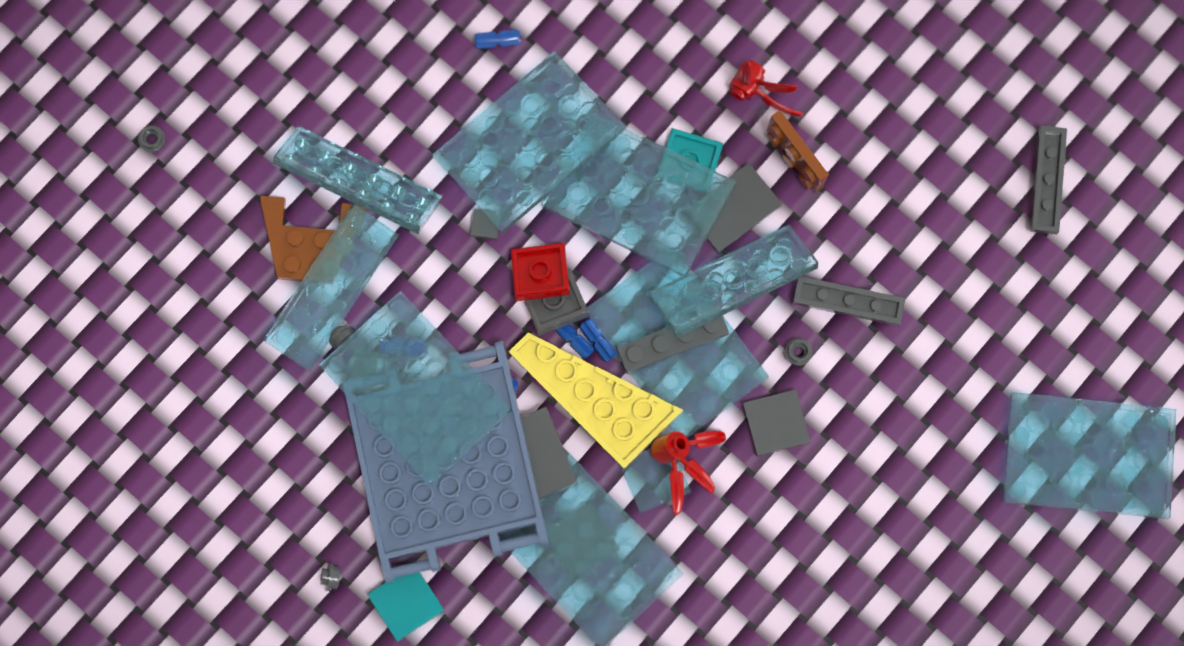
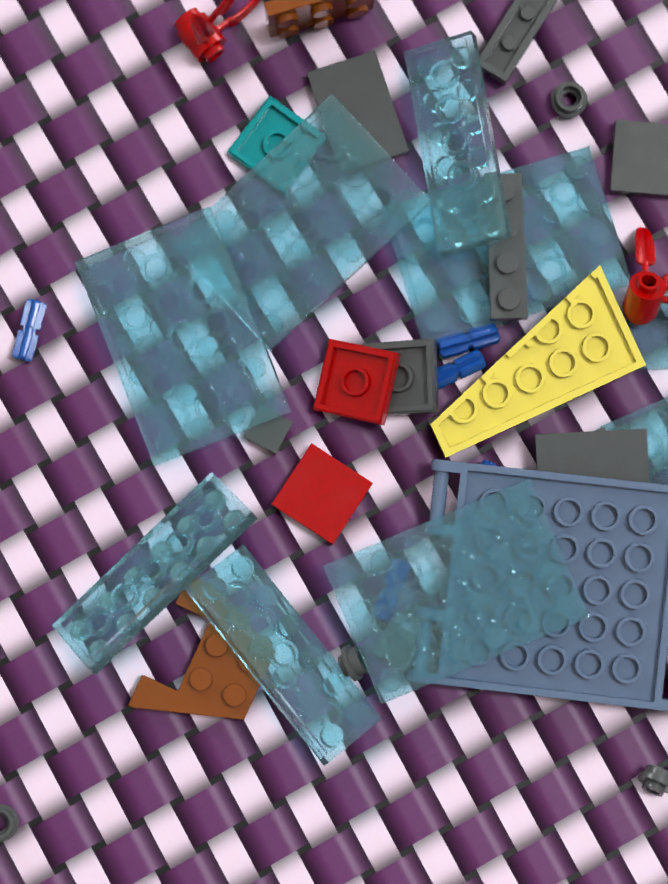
camera: 65 degrees left, 5 degrees up
(453, 277) = (322, 494): none -> red tile

